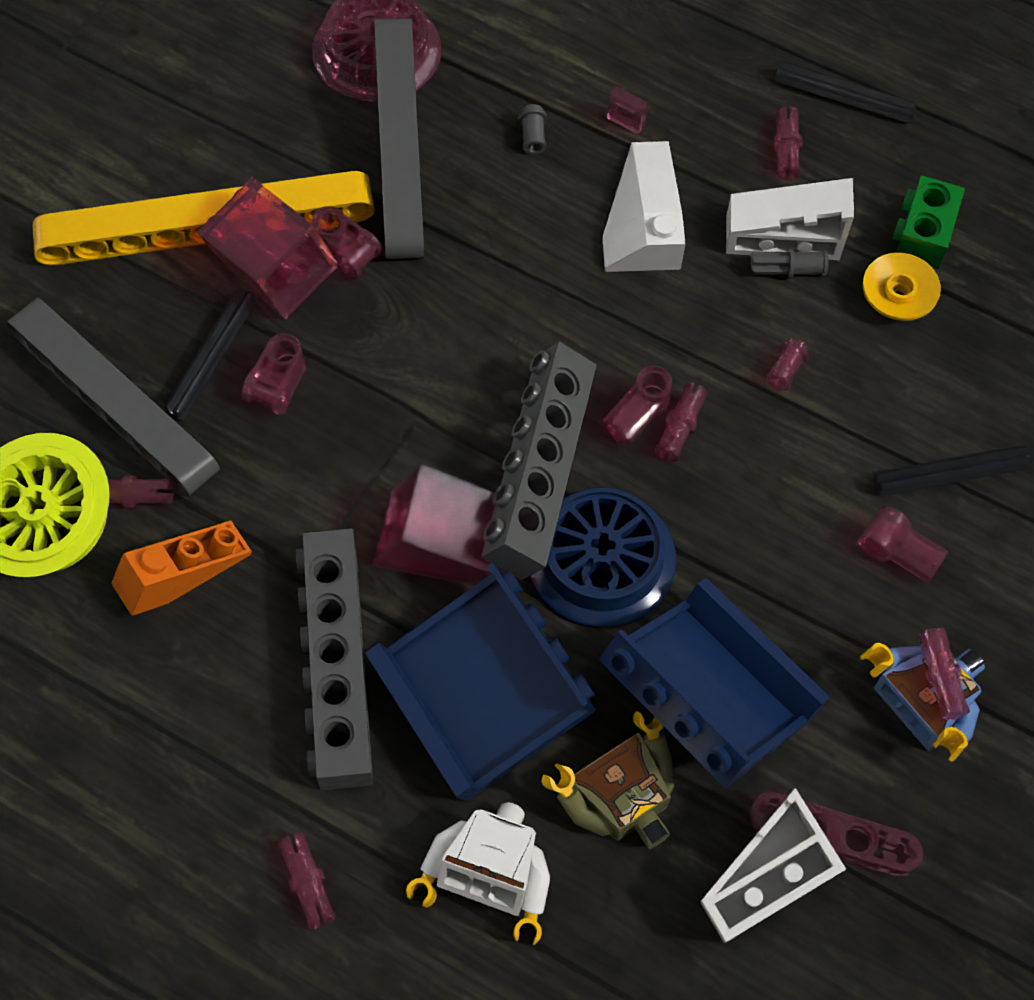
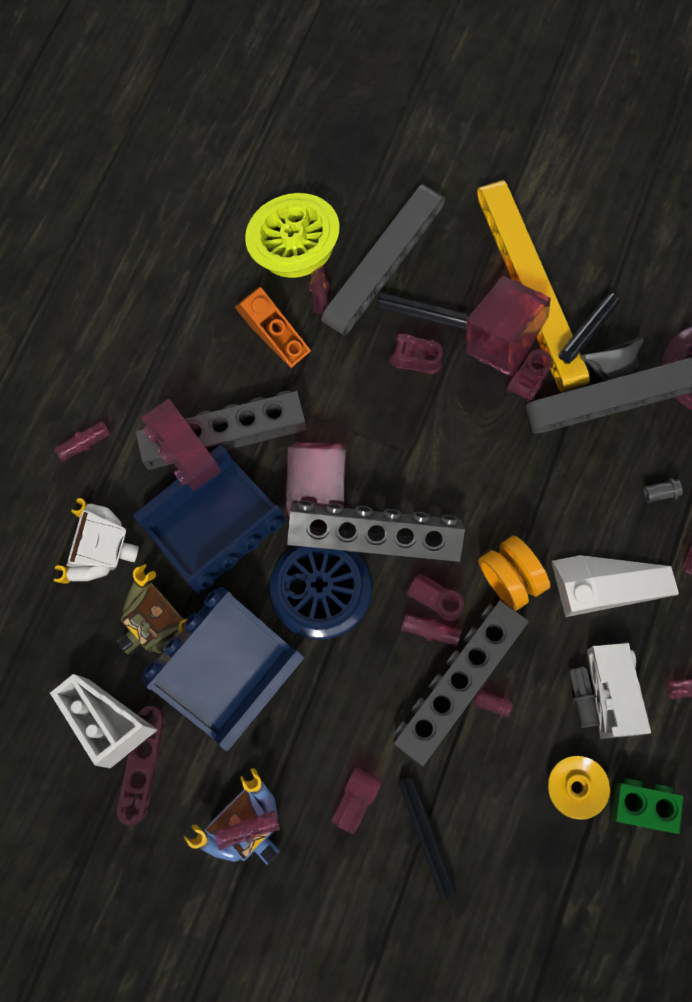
camera: 90 degrees right, 10 degrees up
(295, 157) = (589, 328): none -> black axle
(343, 141) = (615, 361): none -> dark grey hat
(361, 700) = (179, 445): none -> clear pink brick
(624, 300) = (514, 573): none -> light orange wheel
(752, 375) = (510, 626): none -> dark grey brick

